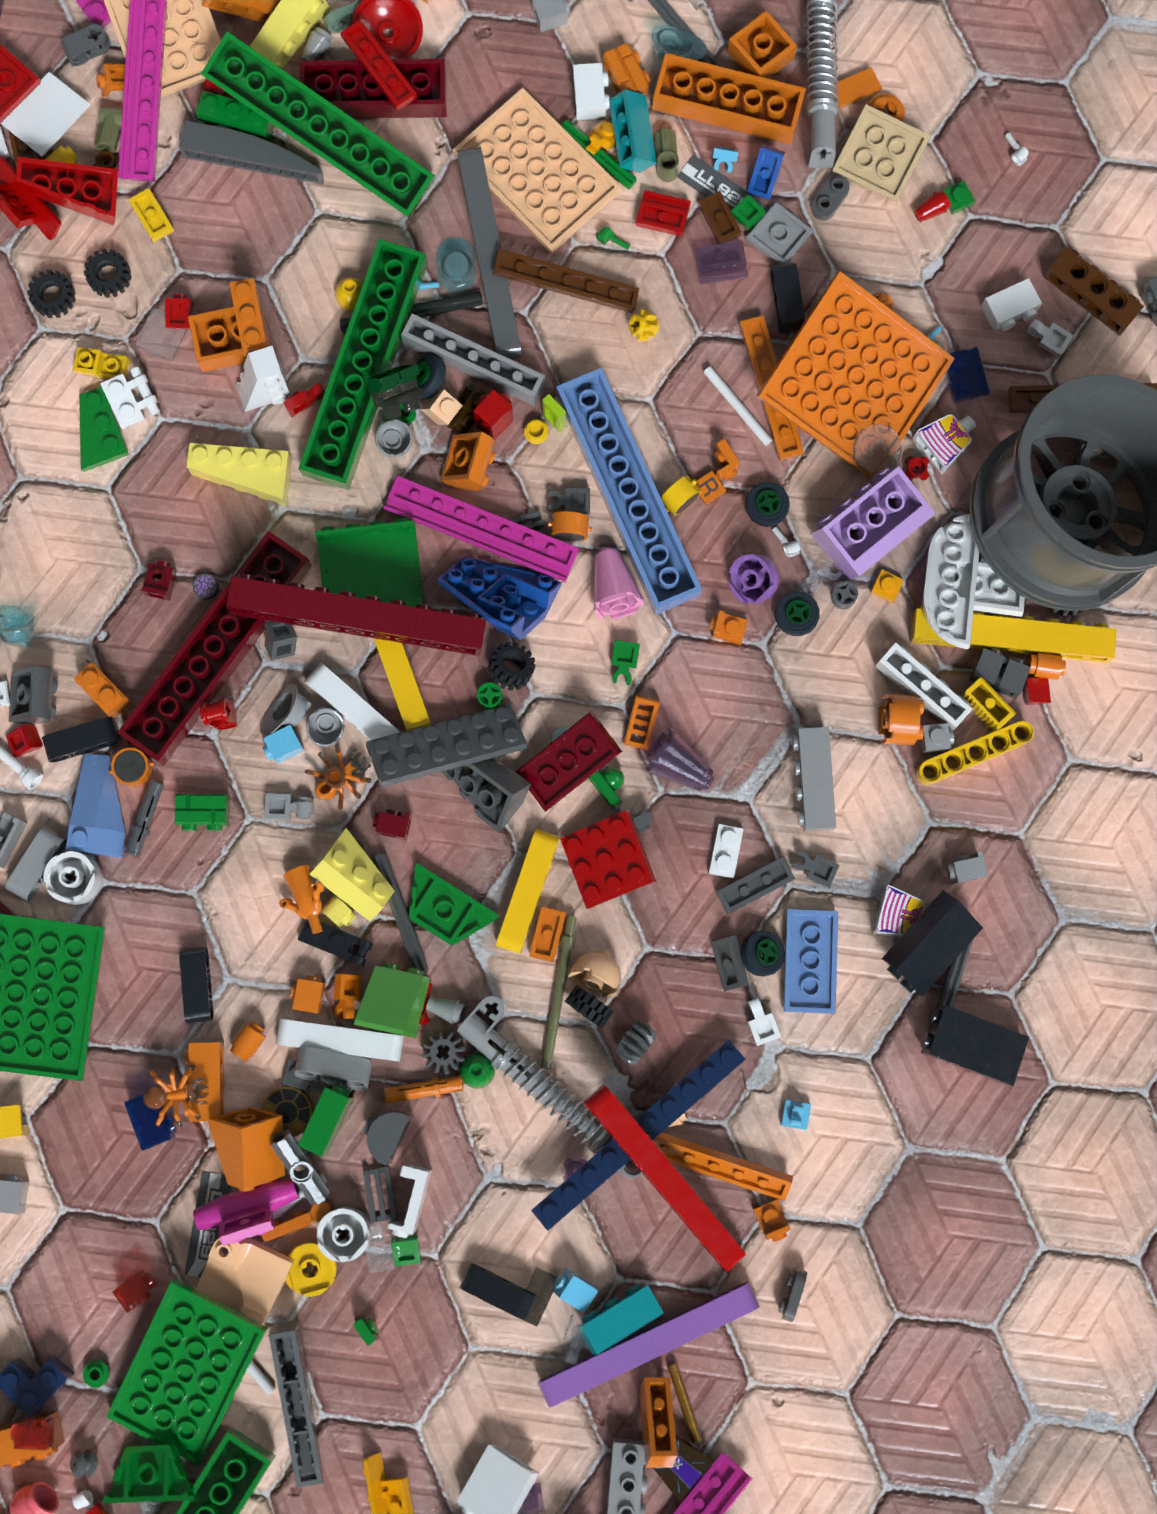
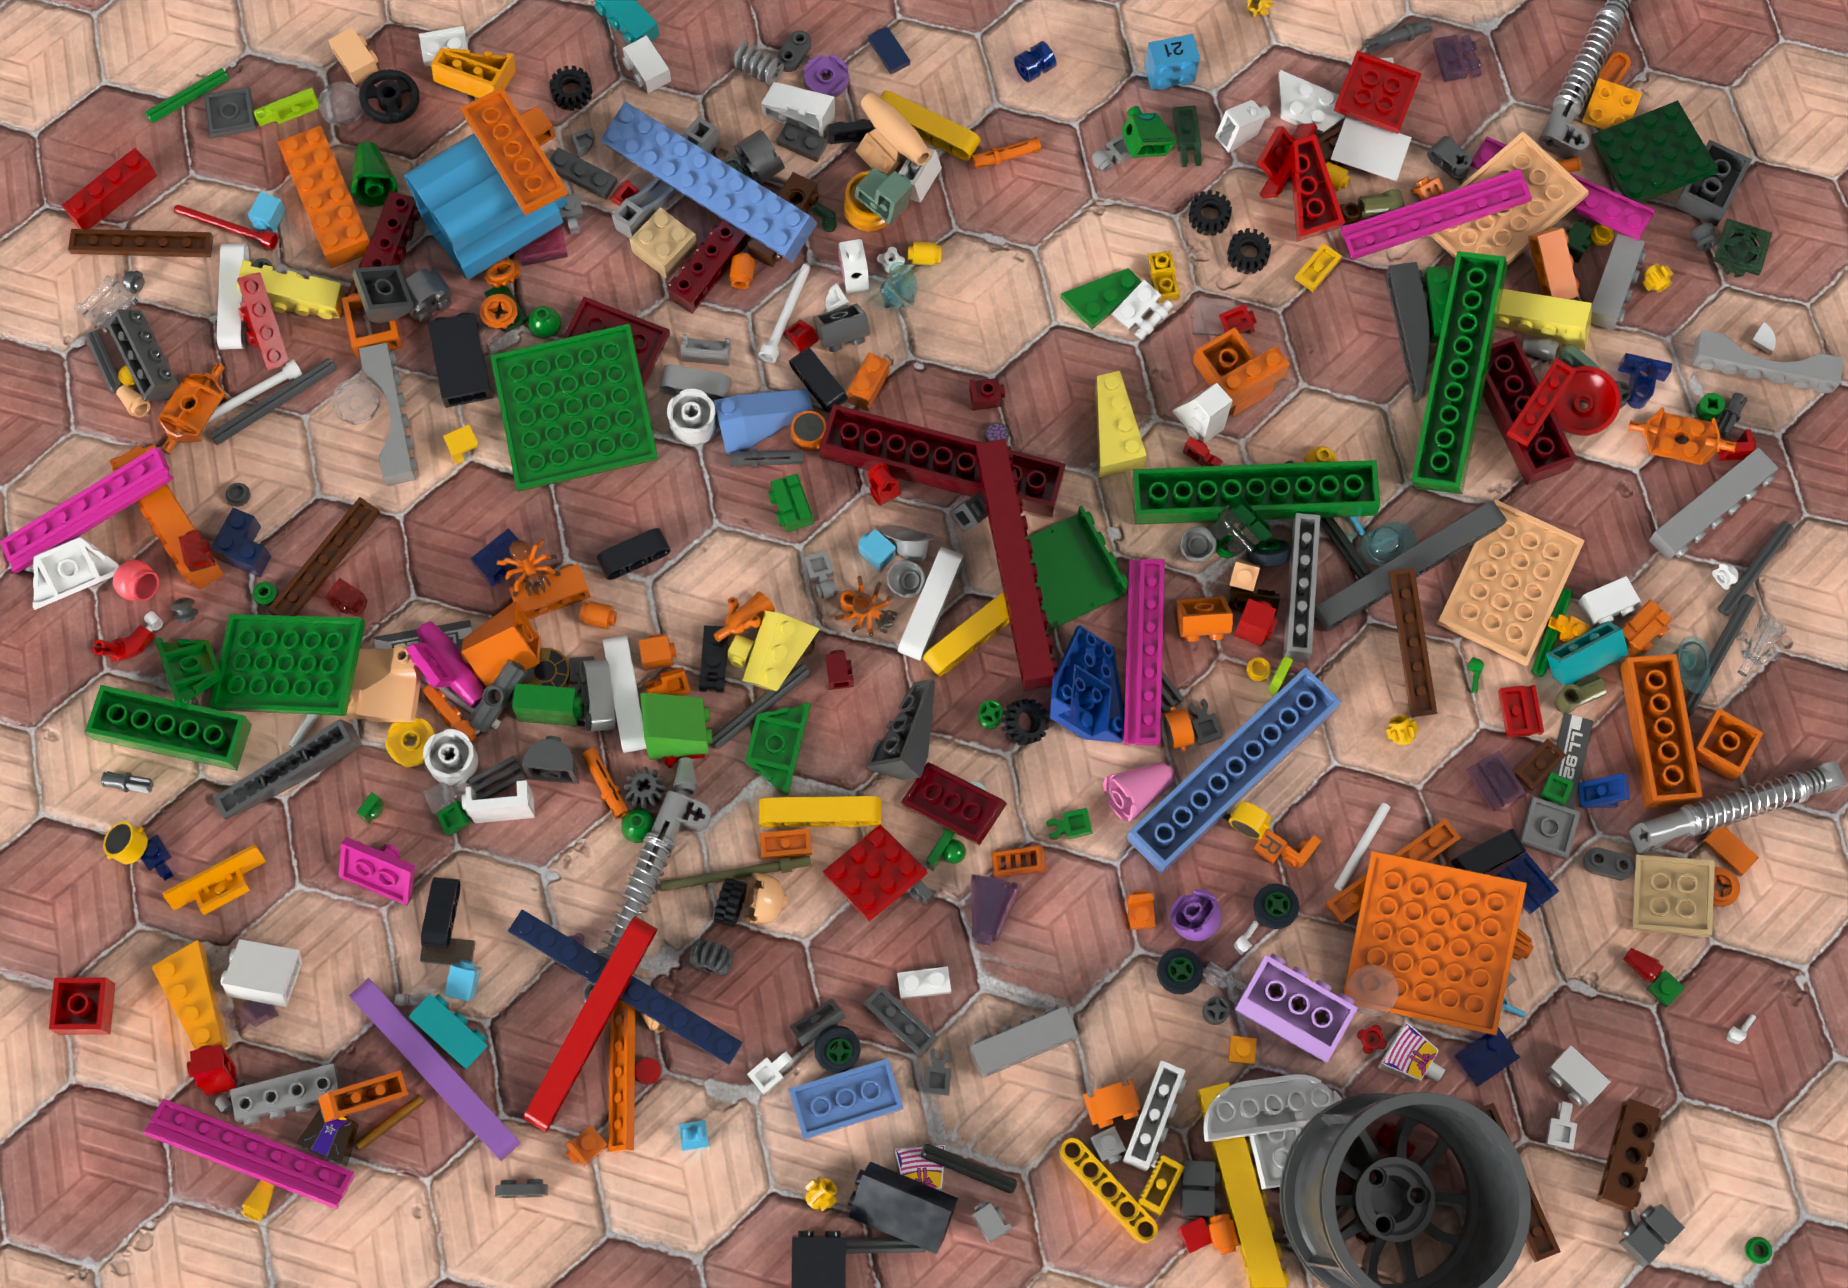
camera: 70 degrees right, 10 degrees down
(83, 1301) = (325, 559): none -> reddish brown plate
(433, 1341) = (377, 870): none -> dark pink plate
(446, 745) = (927, 688): dark grey plate -> none
(720, 1138) = (648, 1071): none -> red tile
(726, 155) = (1605, 748): medium azure tile -> none
(819, 272) = (1538, 887): none -> clear blue plate
(891, 1014) = (821, 1193): none -> yellow gear
(915, 871) = (968, 1168): none -> pearl dark grey axle

